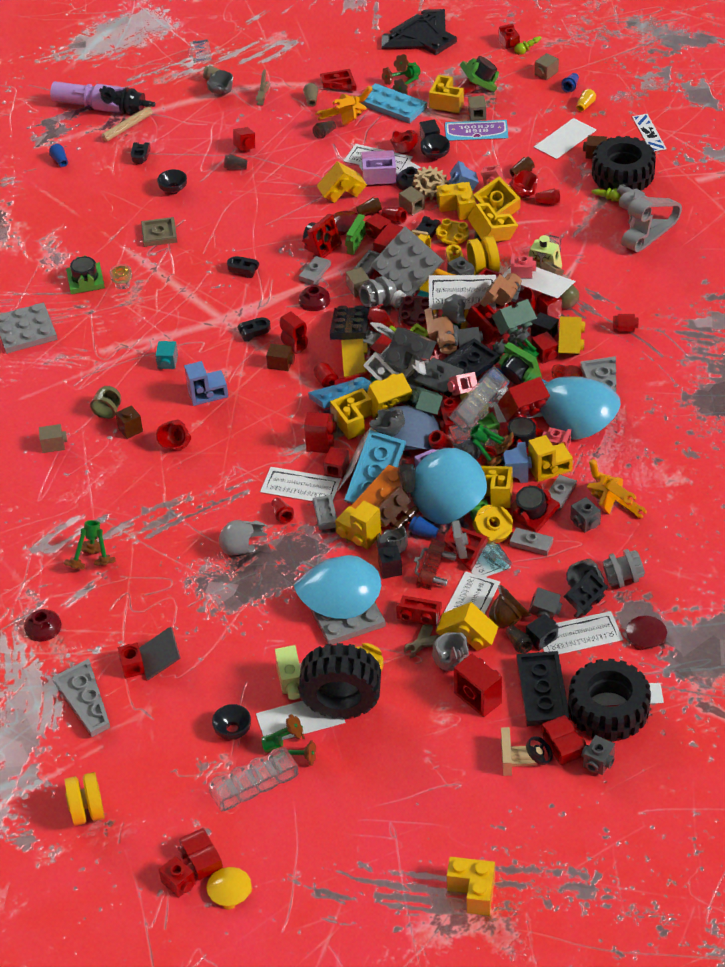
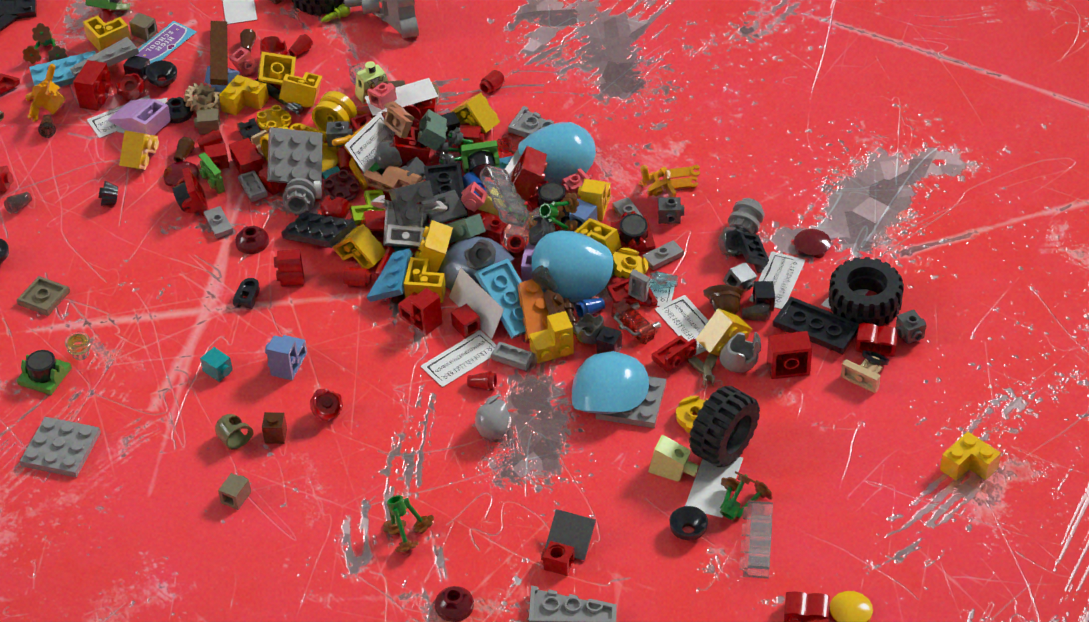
camera: 55 degrees left, 0 degrees up
(242, 265) = (159, 262): black plate -> none
(280, 357) = (303, 294): reddish brown brick -> none
(284, 198) = (108, 194): none -> black piece
(355, 279) = (268, 202): dark tan brick -> none
(381, 121) = (93, 85): none -> red brick
(417, 110) = (111, 55): none -> light grey wing
(481, 158) = (218, 53): none -> reddish brown tile

